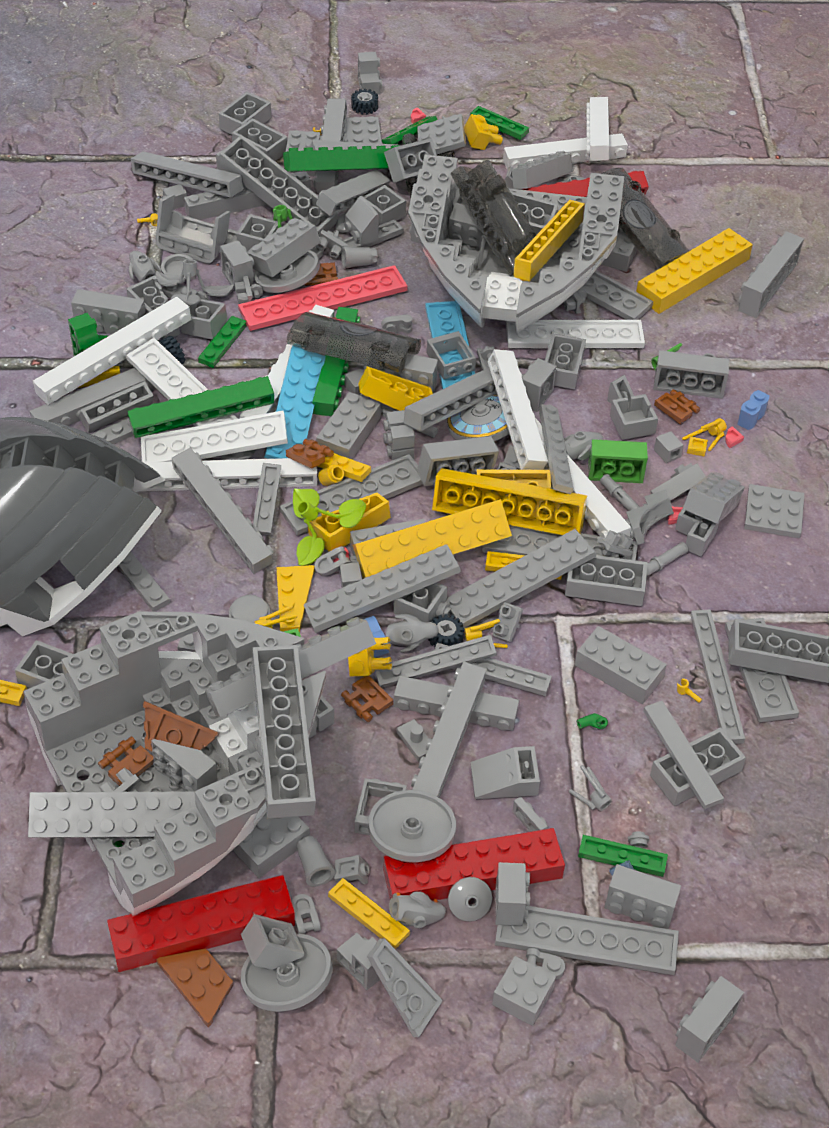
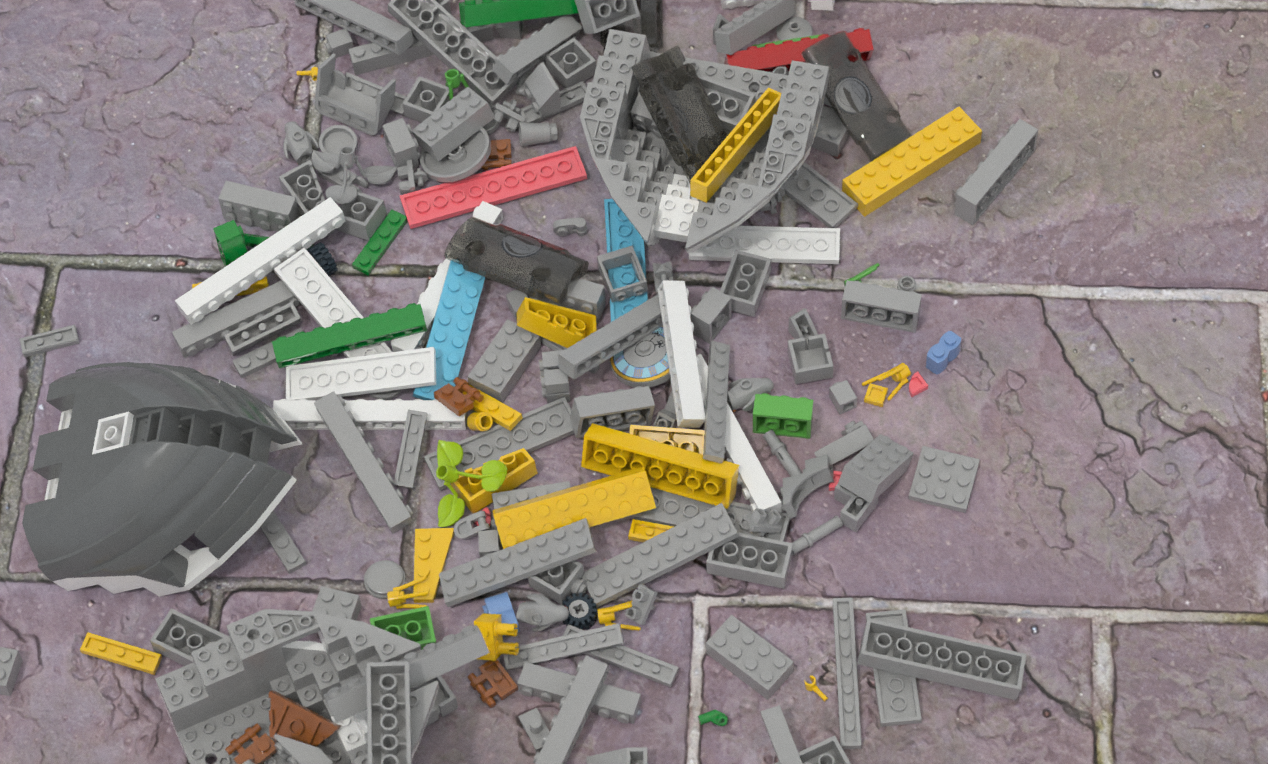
camera: 10 degrees right, 10 degrees up
(333, 374) = (492, 293): green brick -> none
(676, 406) = (858, 346): dark orange plate -> none

